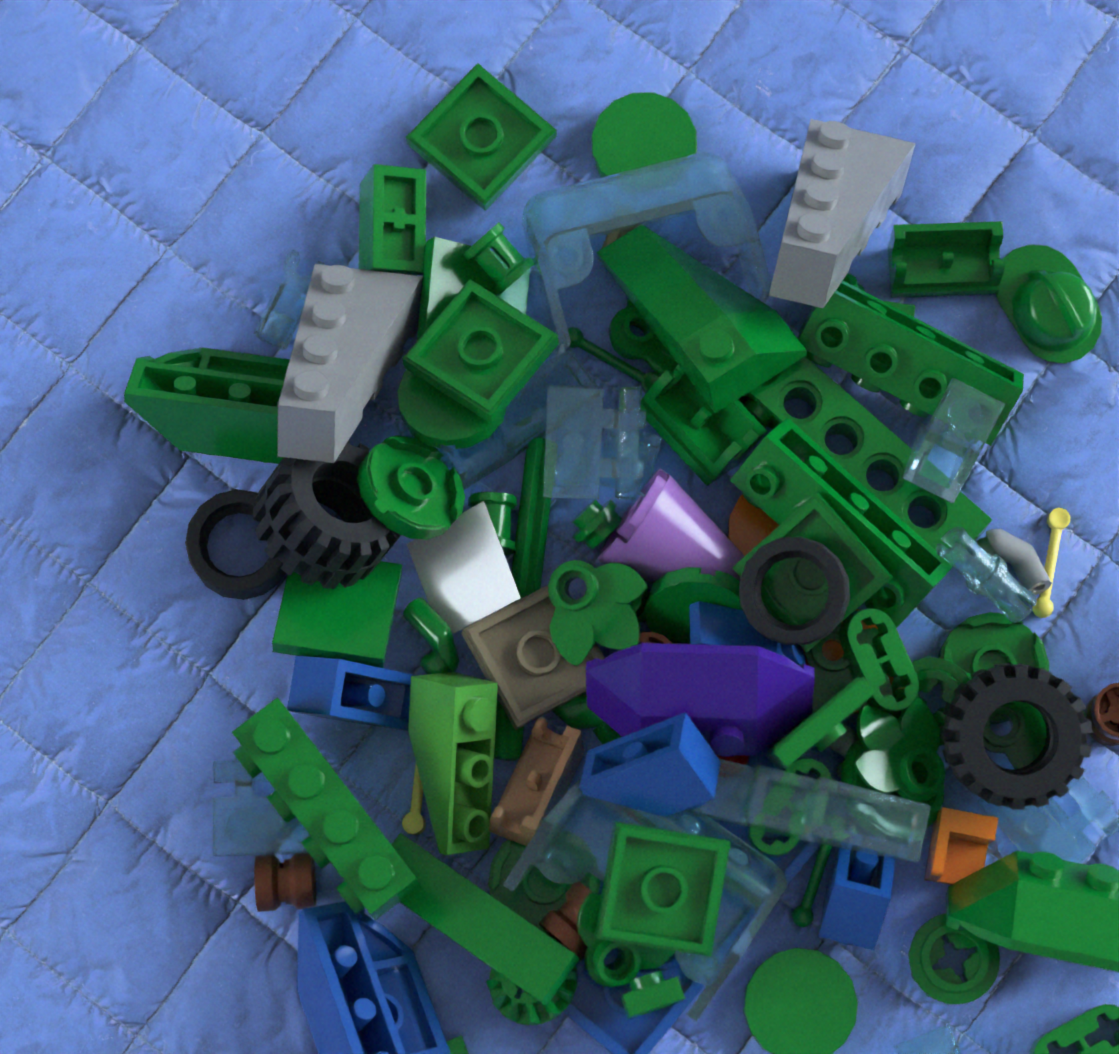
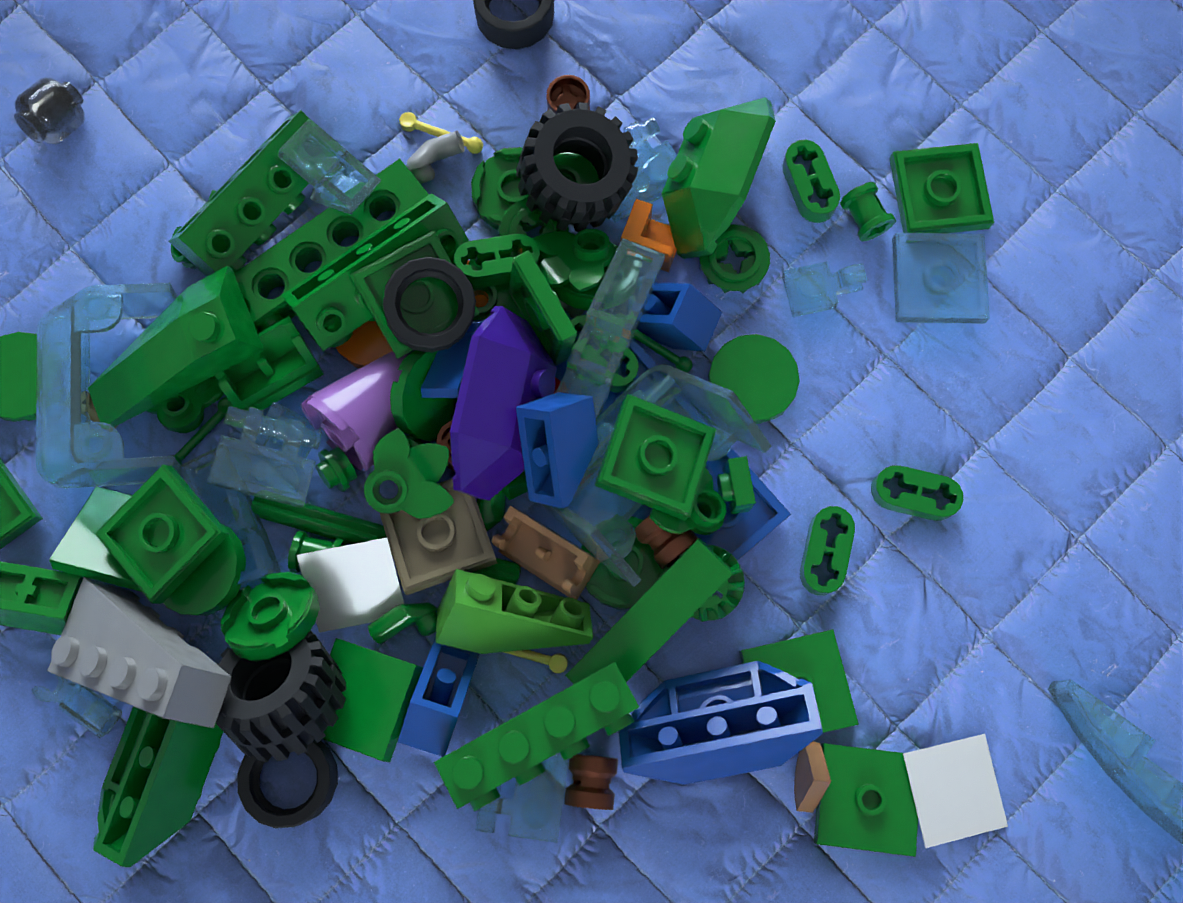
camera: 80 degrees left, 0 degrees up
(506, 251) = (83, 507): green bush -> none
(836, 203) = (109, 227): light grey wedge -> none
(945, 259) = (179, 158): green hinge -> none
(975, 95) = (49, 111): none -> clear smoke head
(986, 574) = (442, 170): clear light blue pin -> none
(1049, 304) = (235, 95): green piece -> none

